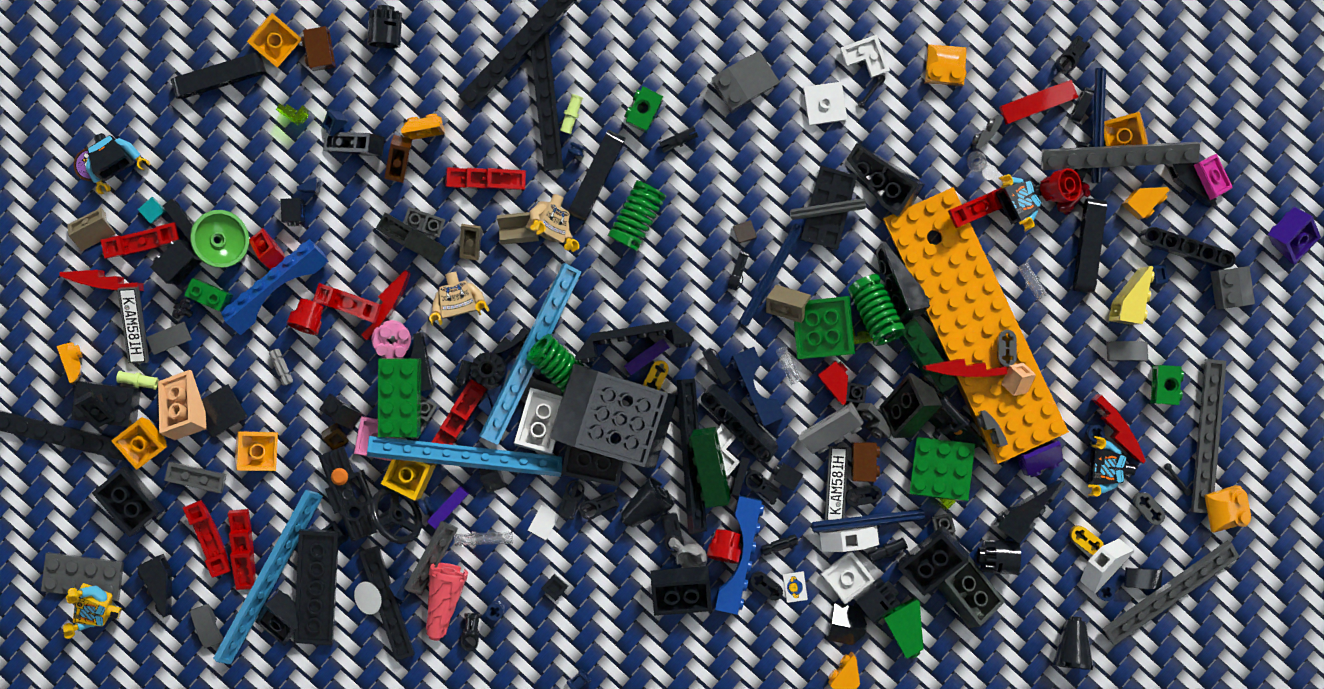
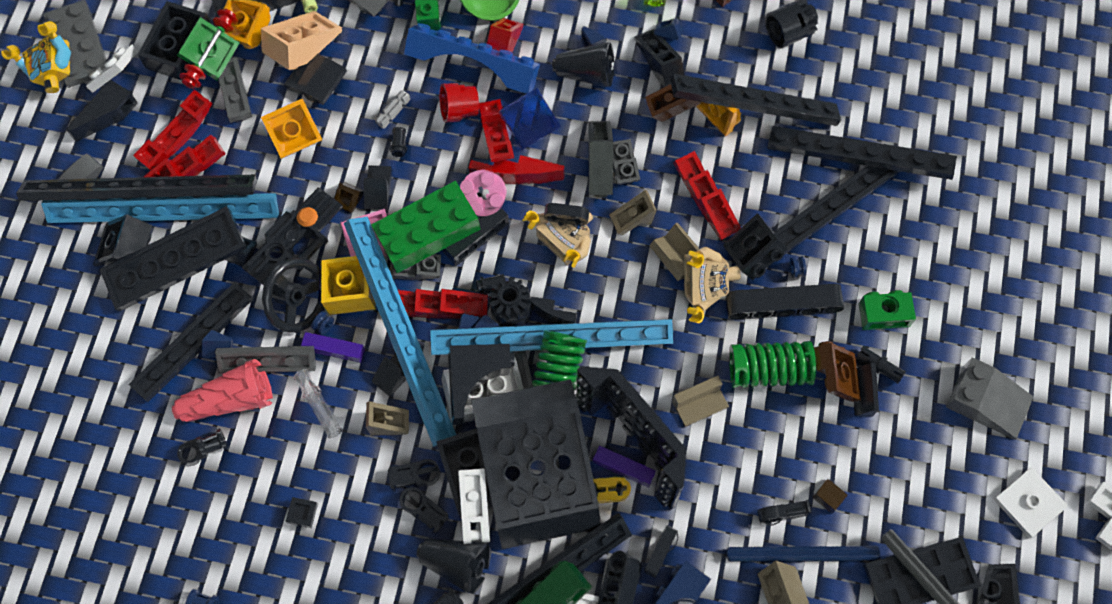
camera: 65 degrees right, 20 degrees down
(128, 558) = (113, 67): none -> white plate
(154, 481) = (208, 48): none -> green plate
(244, 587) = (137, 187): none -> black plate
(292, 211) = (557, 38): black brick -> none
(312, 377) = (398, 145): none -> black pin
(330, 203) = (587, 64): none -> black cone
(349, 271) = (529, 119): none -> clear blue tile
(367, 598) = (187, 318): white sticker -> none
(436, 101) = (754, 100): none -> black plate
(446, 292) = (566, 214): none -> black beam
(496, 616) = (238, 454): dark blue bush -> none
(523, 497) = (386, 419): none -> dark tan slope
(524, 423) = (470, 368): none -> black arch
(543, 522) = (370, 460): white sticker -> none
(547, 172) = (755, 247): none -> black plate
(571, 113) = (830, 241): yellowish green pin -> none
(619, 473) = (474, 504): none -> white plate
(633, 278) = (700, 401): none -> dark tan panel
(667, 172) = (840, 370): none -> reddish brown plate
(689, 162) = (868, 391): none -> black slope
(881, 78) = (1101, 550): black hinge -> none

